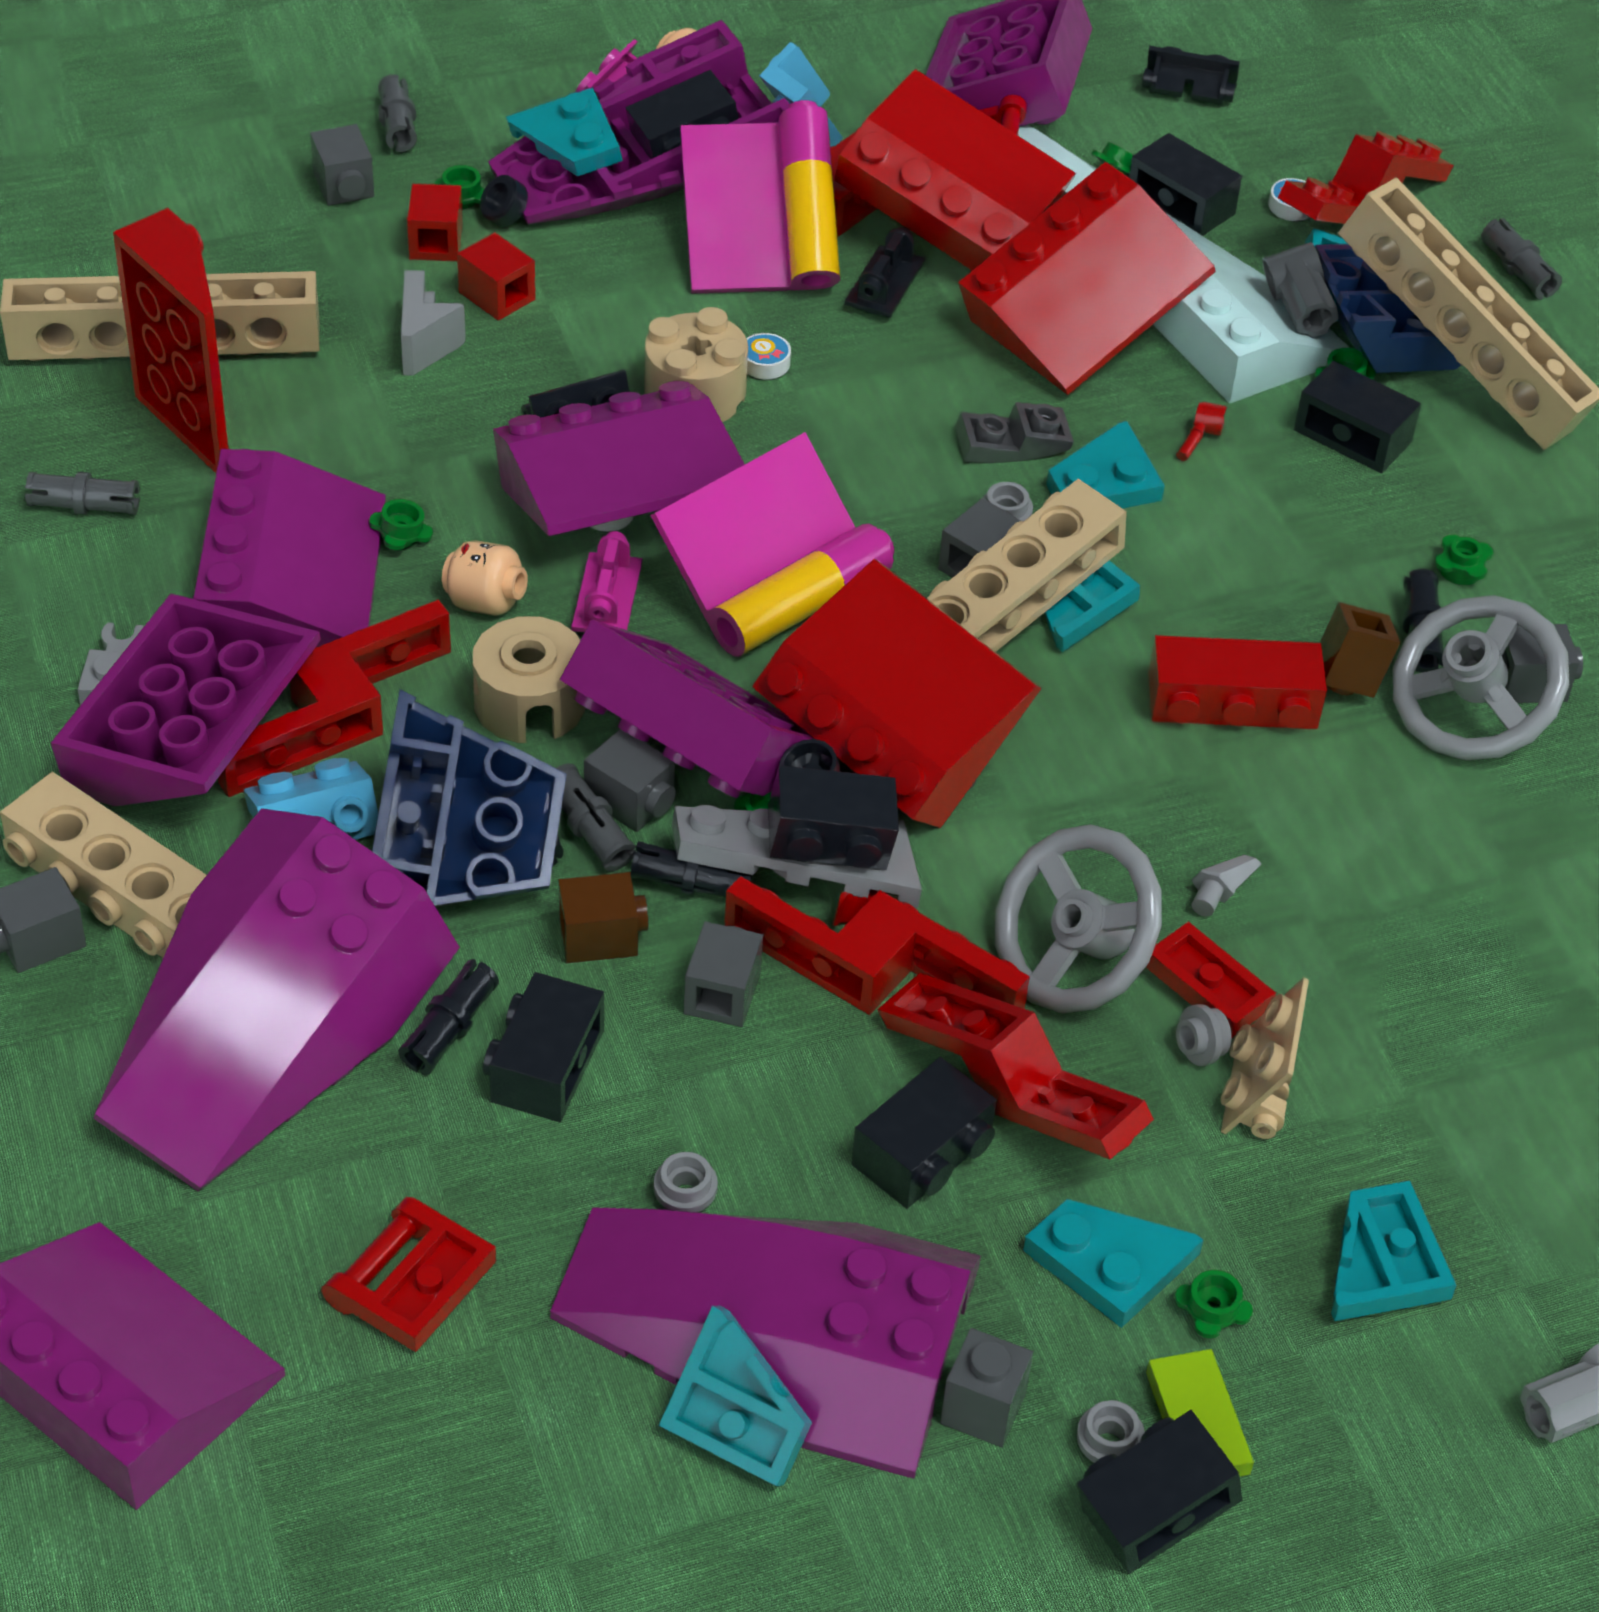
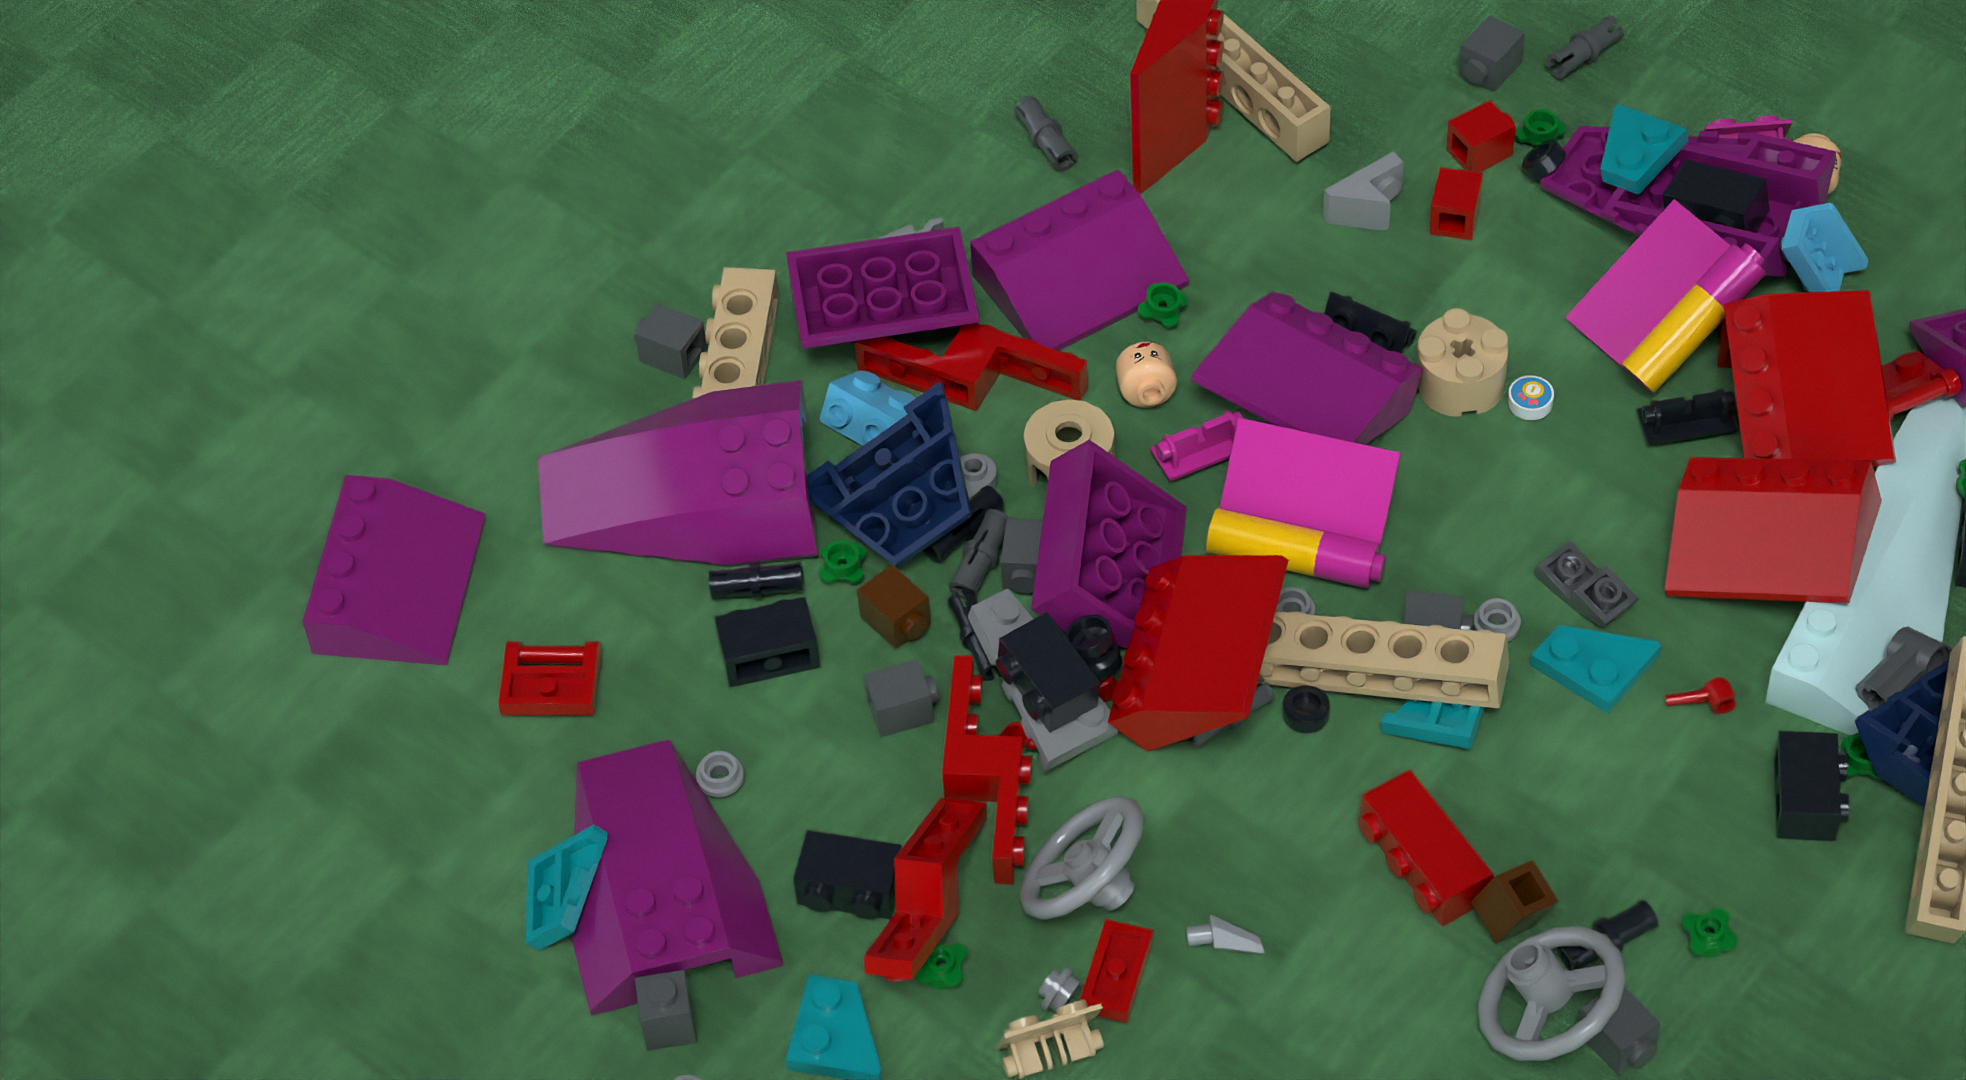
camera: 65 degrees right, 5 degrees up
(490, 933) = (838, 553): none -> green plate

